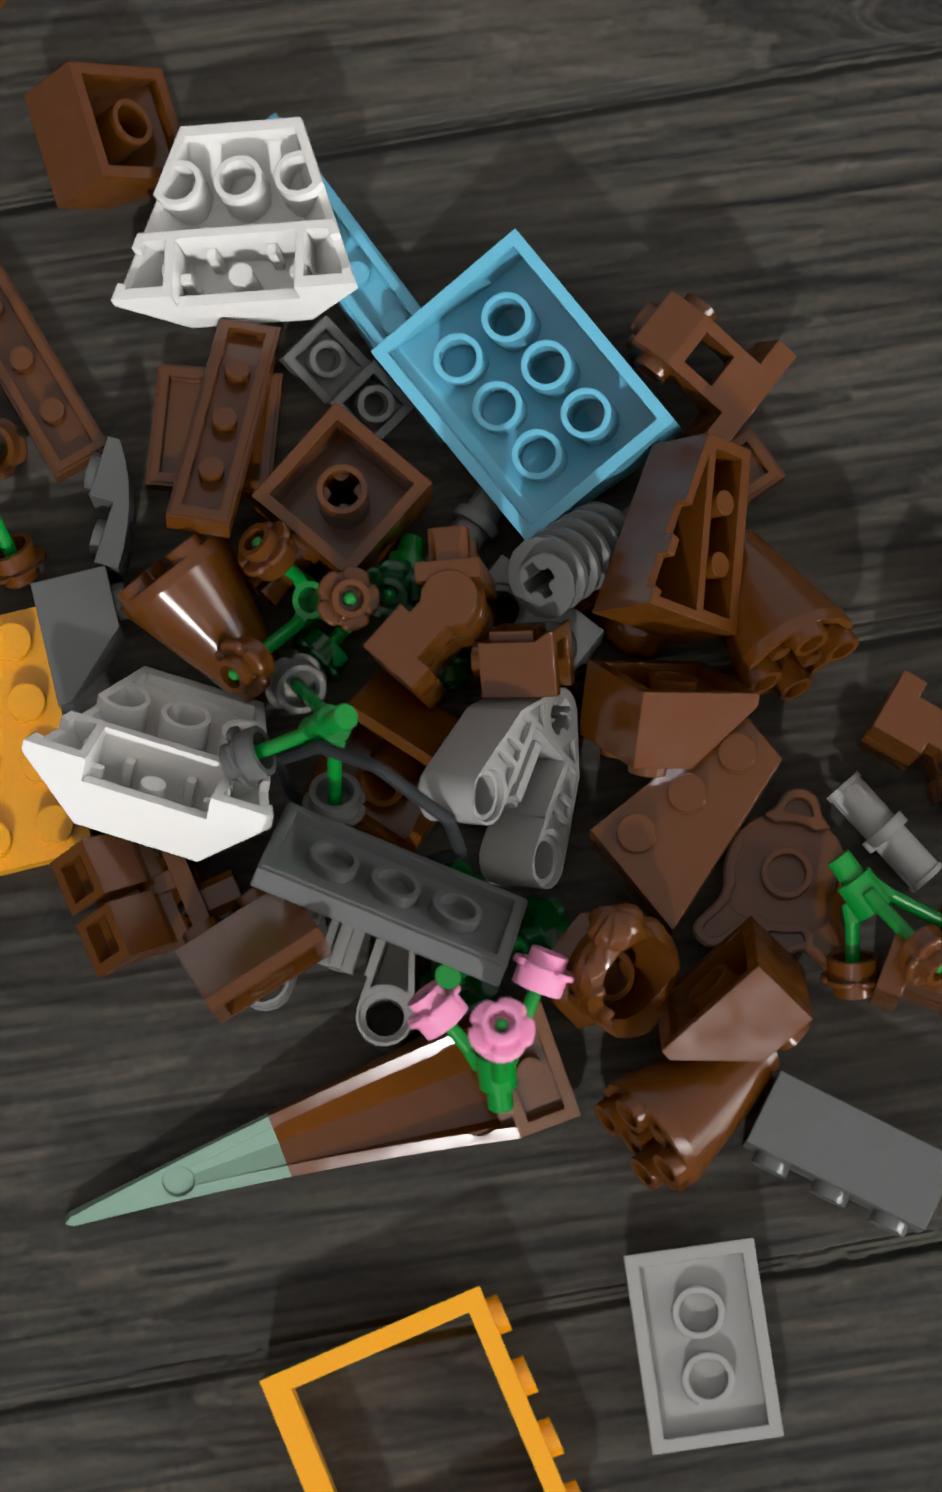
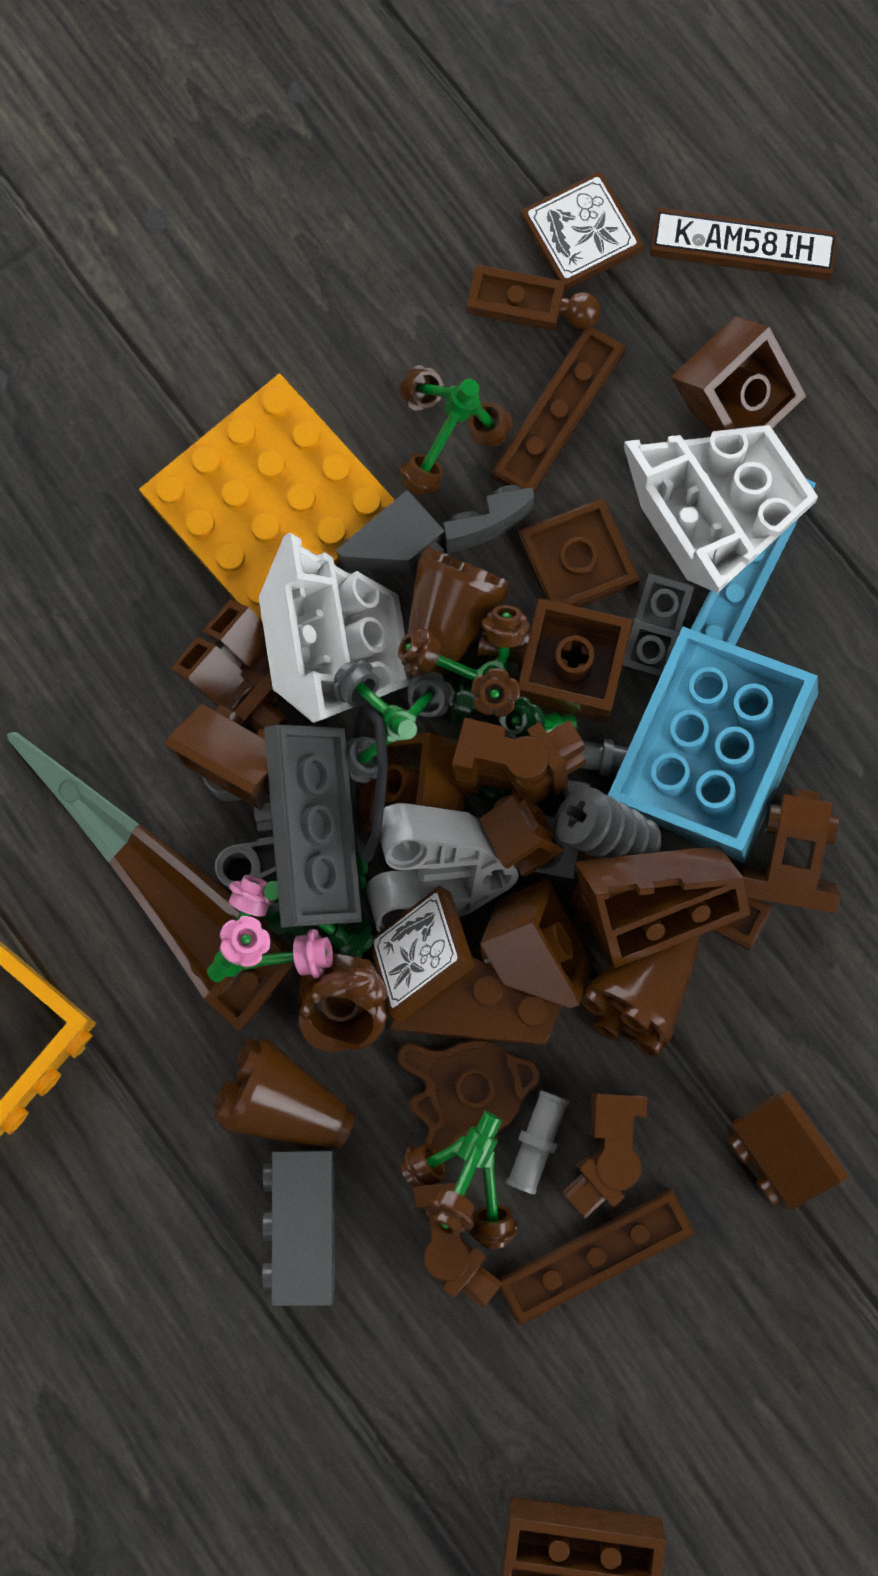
camera: 65 degrees right, 0 degrees up
(223, 428) = (576, 557): reddish brown tile -> none
(605, 844) = (421, 953): none -> tile
(703, 1346) = (124, 1192): light grey plate -> none
(737, 1002) = (362, 1098): reddish brown slope -> none

